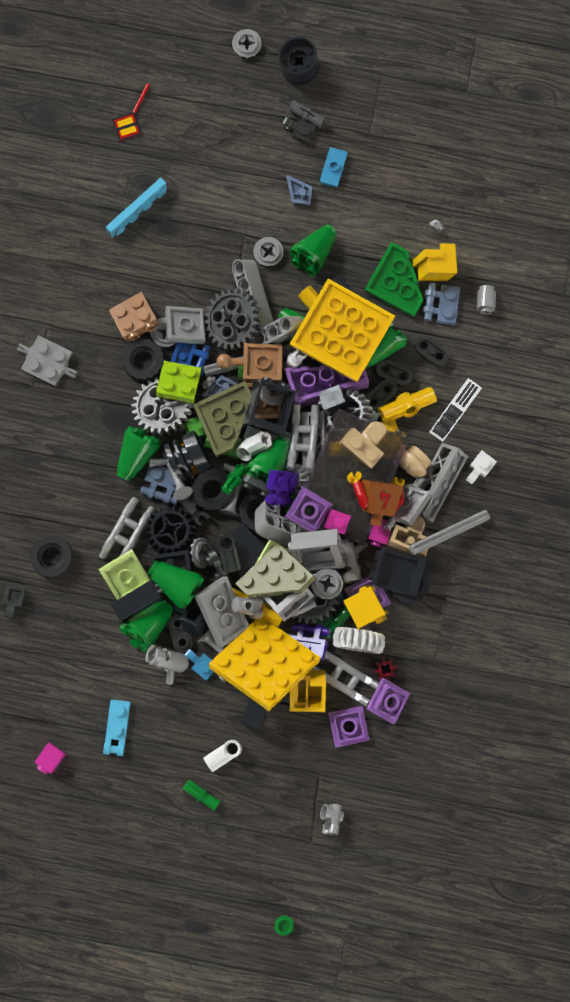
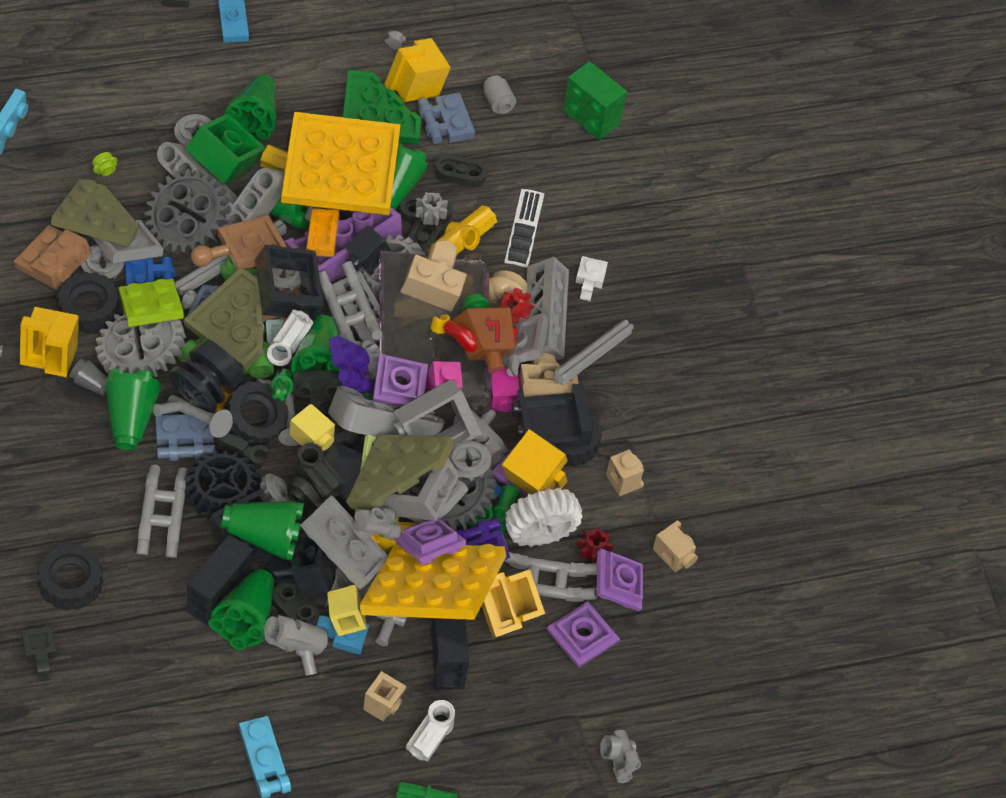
camera: 30 degrees left, 25 degrees down
(105, 384) = (49, 340): none -> yellow plate
(121, 417) = (89, 377): none -> dark grey cone
(124, 574) = (181, 557): yellowish green plate -> none
(172, 297) = (96, 213): none -> olive plate
(197, 255) = (104, 164): none -> lime plate
(203, 654) = (345, 610): none -> light yellow brick
(203, 722) = (383, 696): none -> tan brick
(238, 522) = (312, 427): none -> light yellow brick
(270, 640) = (430, 541): none -> medium lavender piece
(277, 279) = (225, 148): none -> green brick
(294, 359) = (293, 226): white pin -> none
(299, 191) = (202, 56): sand blue piece -> none
(309, 376) = (323, 231): none -> light orange plate
(383, 473) = (475, 301): none -> green plate
(398, 377) = (431, 208): none -> light grey gear
(412, 480) = (519, 298): none -> red gear
(430, 625) = (629, 470): none -> tan brick
(436, 692) = (675, 547): none -> tan brick
(546, 333) = (594, 100): none -> green brick

